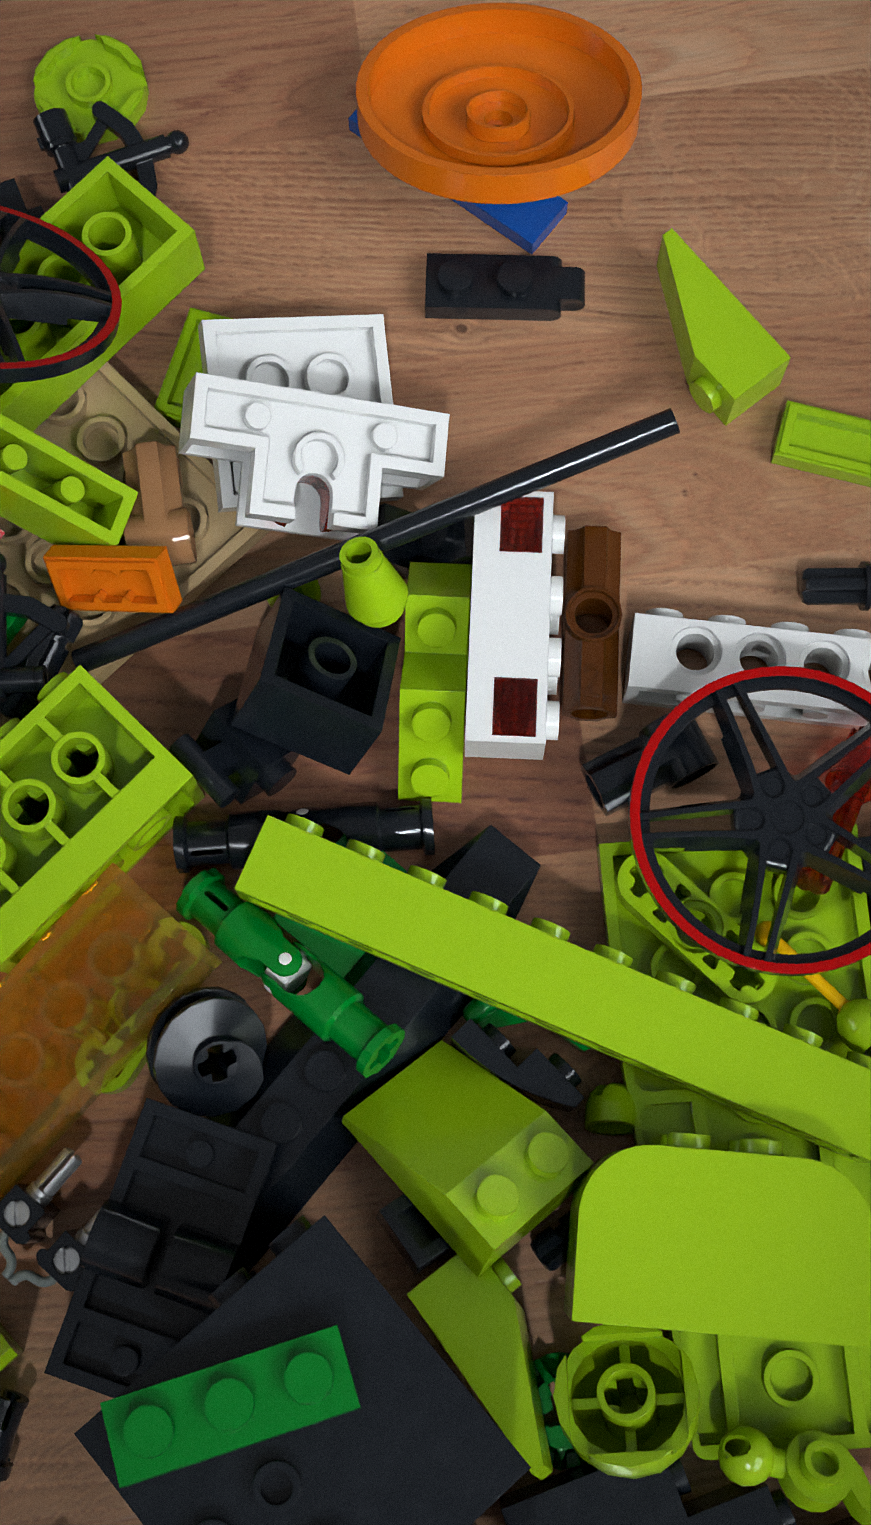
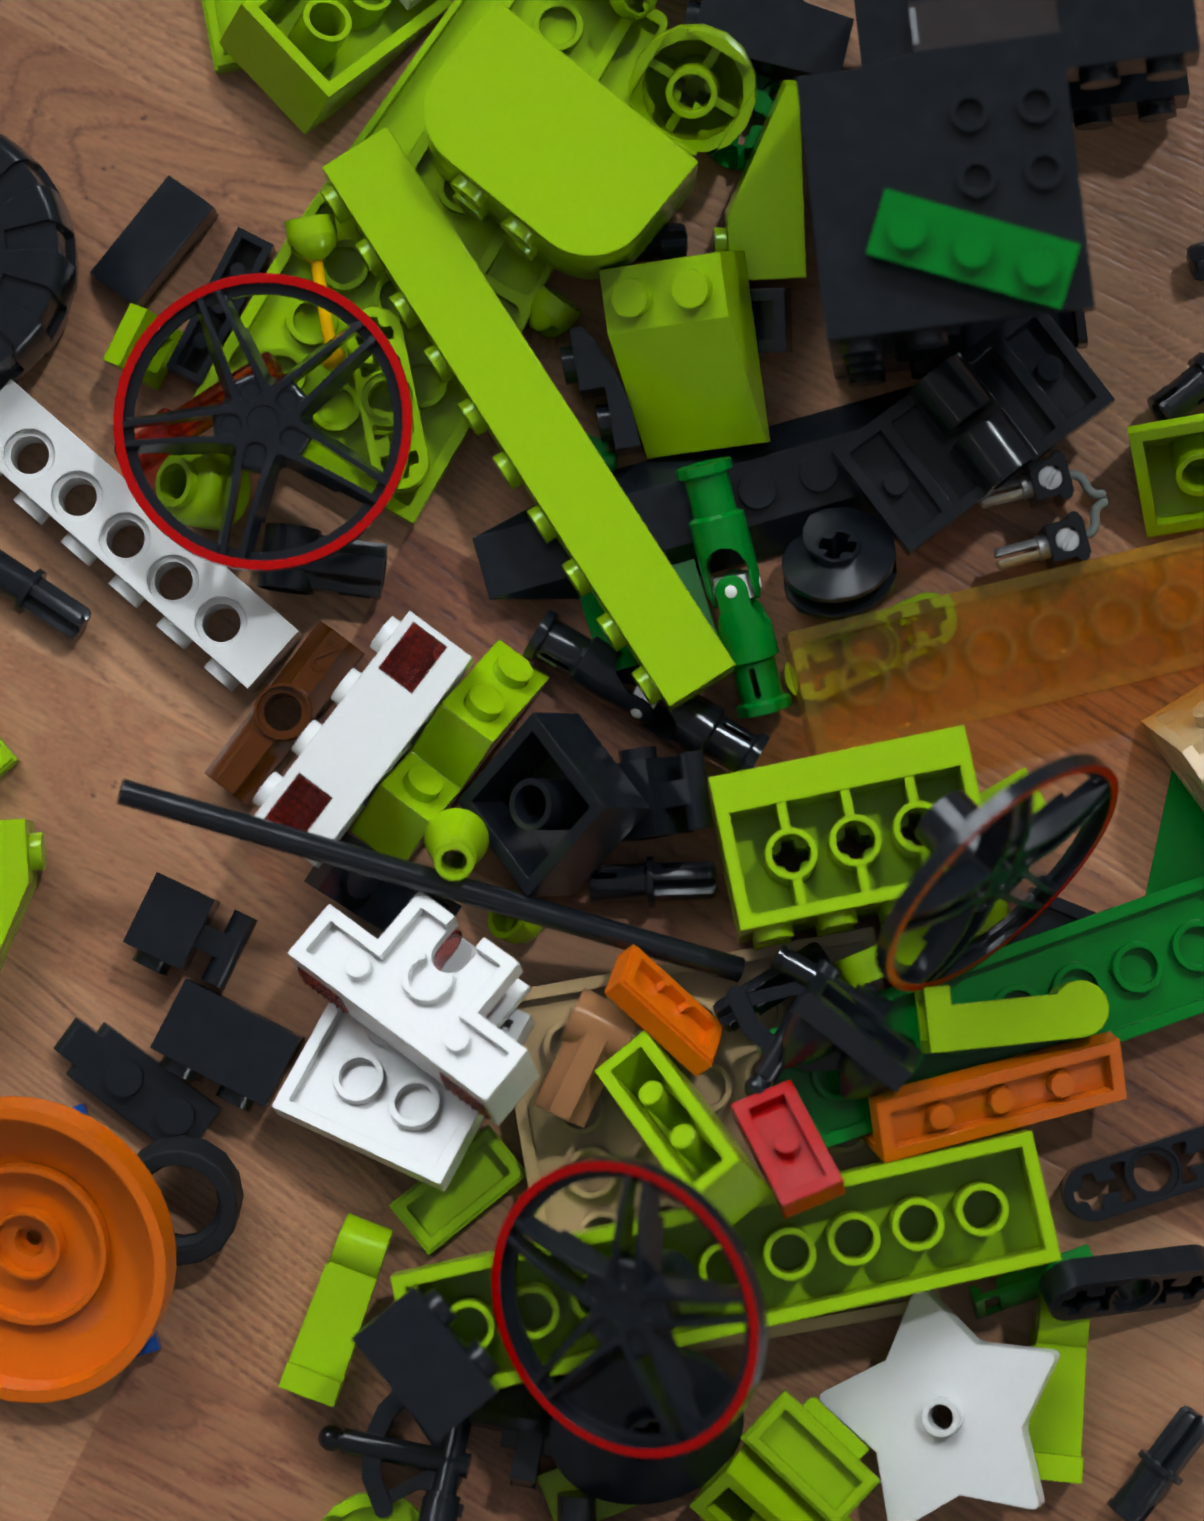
camera: 150 degrees left, 10 degrees up
(116, 174) = (428, 1360): none -> black brick
(196, 694) = (653, 882): none -> black axle
(230, 218) = (337, 1312): none -> lime leg
(403, 252) = (224, 1176): none -> black tyre
(454, 351) = (225, 1044): none -> black brick
(557, 410) = (177, 922): none -> black brick
(799, 737) = (195, 489): none -> lime head

